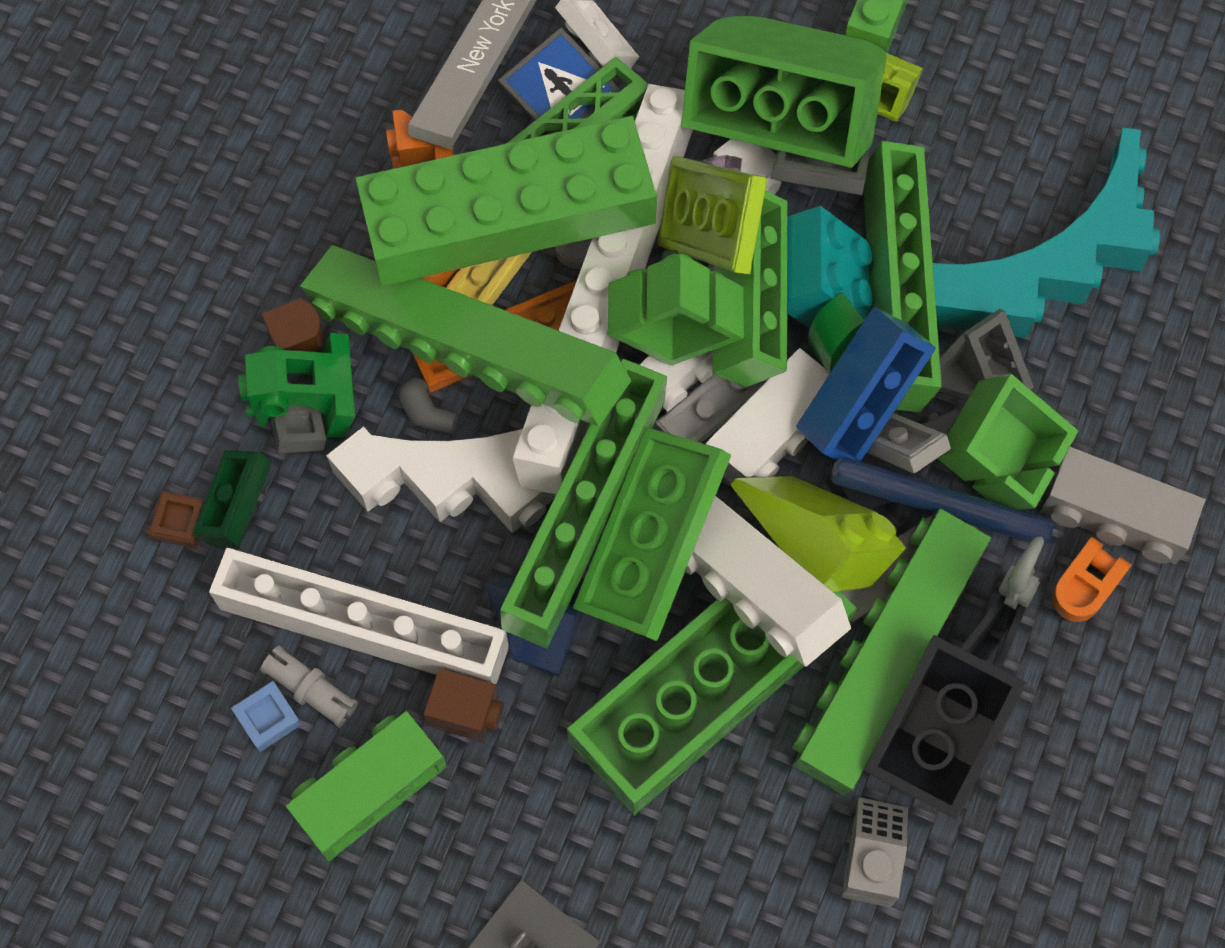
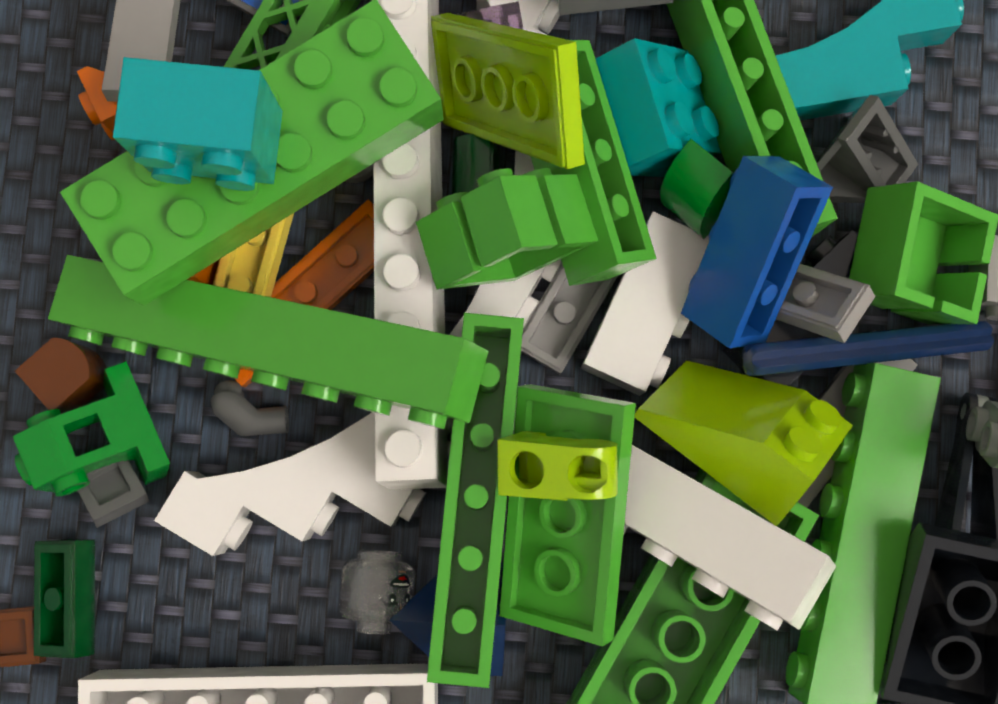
camera: 20 degrees left, 15 degrees up
(478, 149) = (198, 122): none -> teal brick
(479, 561) = (375, 589): none -> clear head
(654, 480) = (557, 467): none -> lime leg

